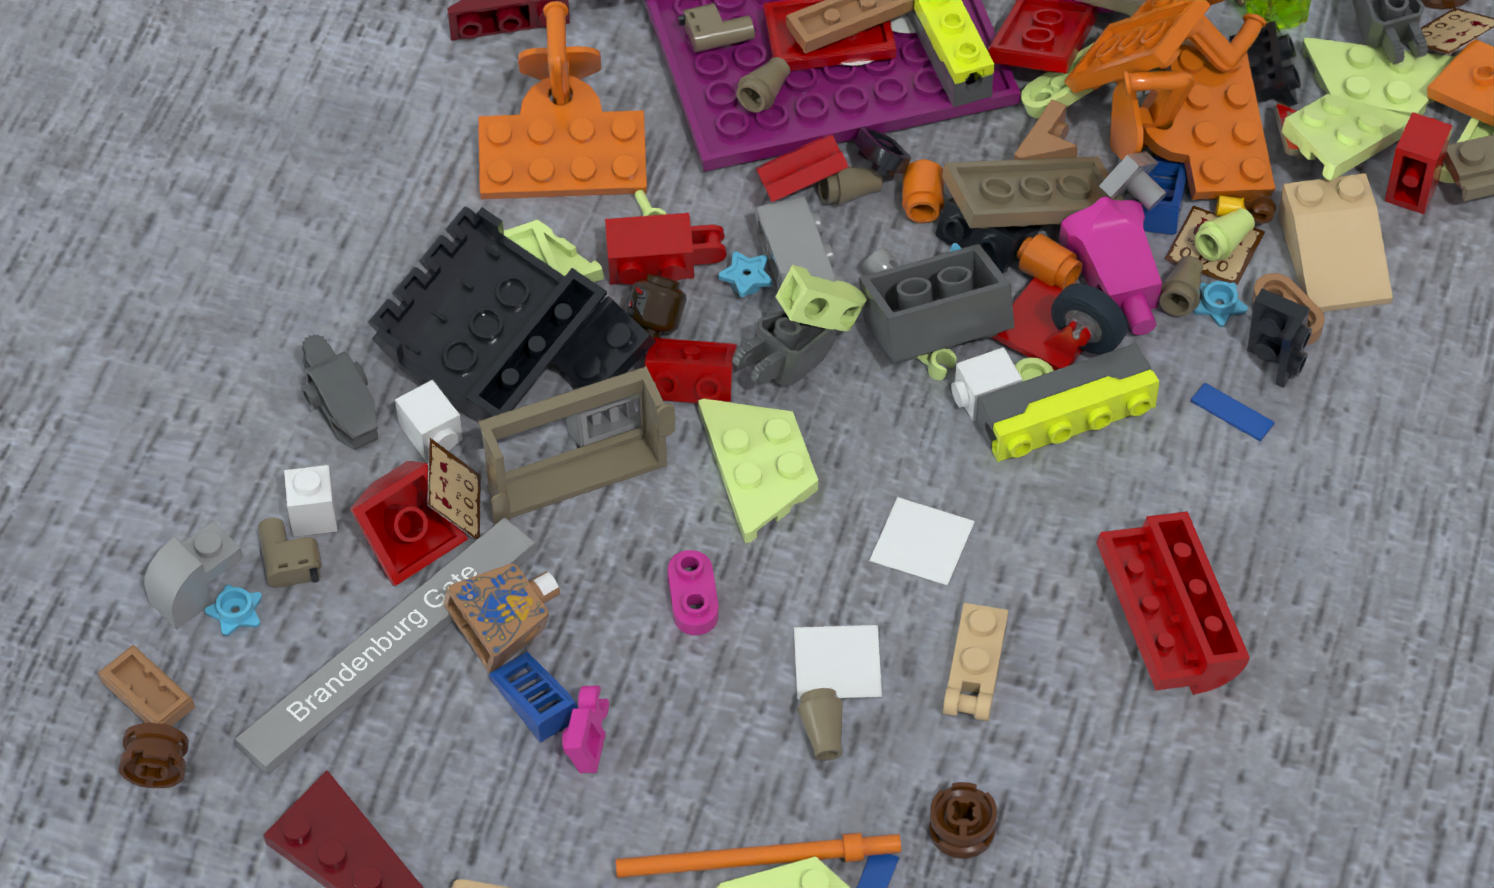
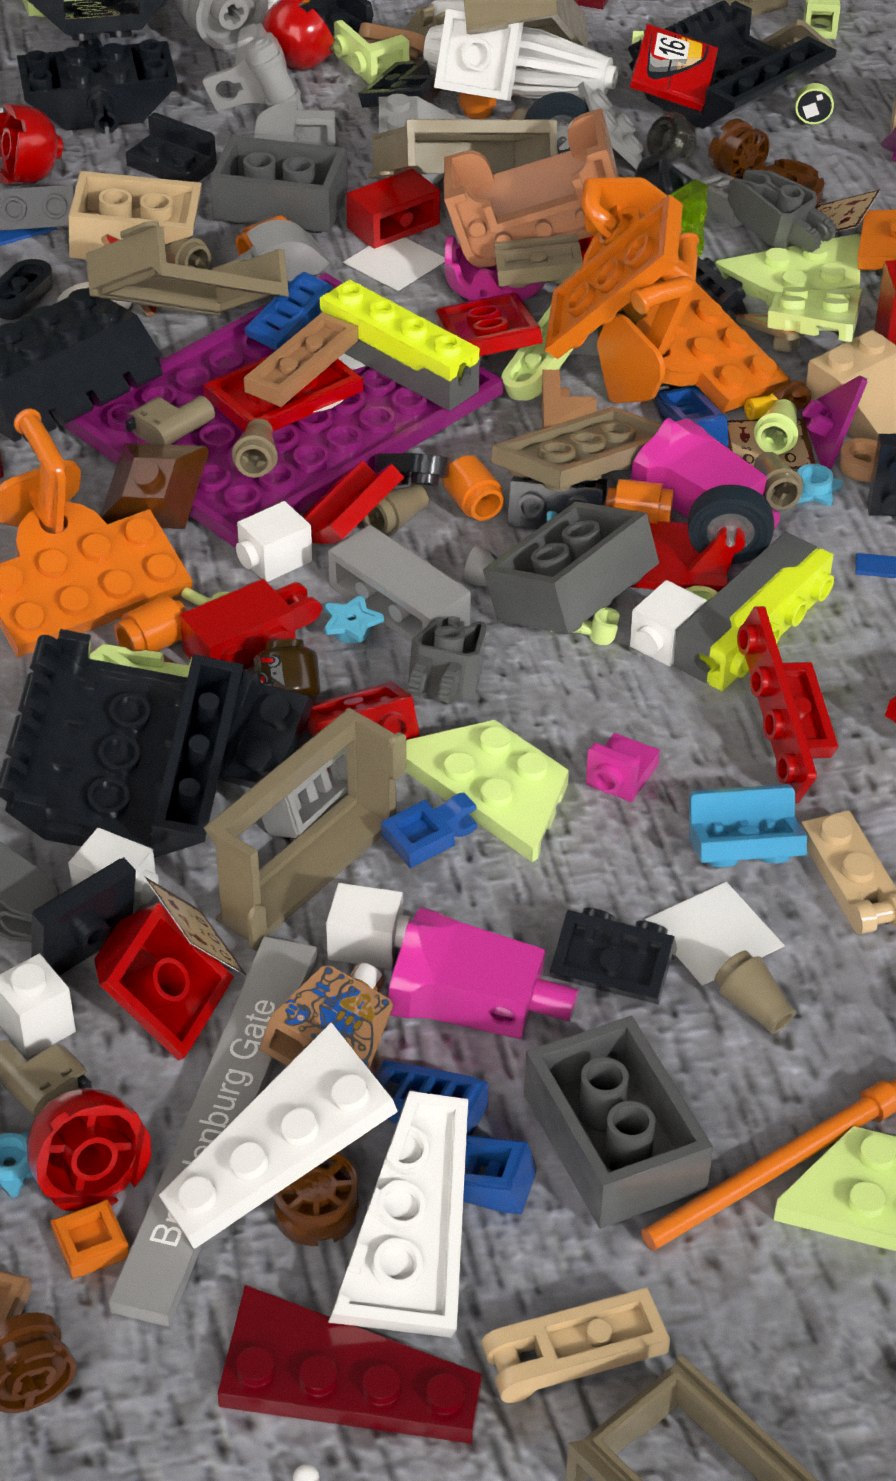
camera: 30 degrees left, 10 degrees down
(252, 689) = (90, 1239): none -> orange tile
(278, 625) = (87, 1148): none -> red cylinder
(373, 450) = (83, 916): none -> black plate
(411, 730) = (319, 1204): none -> reddish brown wheel
(413, 675) = (286, 1131): none -> white wing
(448, 790) = (410, 1239): none -> white wing
(546, 783) = (507, 1175): none -> blue slope
(578, 542) = (365, 925): none -> white brick
(585, 217) = (151, 625): none -> orange brick
(585, 735) = (516, 1116): dark pink plate -> none
(622, 616) = (473, 978): none -> dark pink piece
(642, 773) = (617, 1121): none -> dark grey brick
(668, 85) = (157, 480): none -> reddish brown slope
(673, 483) = (426, 832): none -> blue plate
(691, 589) = (514, 915): dark pink plate -> none
(729, 177) = (274, 541): none -> white brick
(739, 647) = (613, 954): none -> black bracket
(819, 300) = (459, 600): yellowish green leg -> none
(863, 494) = (621, 766): none -> dark pink bracket
(914, 587) = (745, 825): none -> dark azure bracket
(922, 541) = (698, 772): white sticker -> none
(1025, 505) = (790, 704): none -> red bracket
(1133, 178) = (675, 401): light grey tile -> none
(1274, 241) = (830, 418): none -> magenta piece

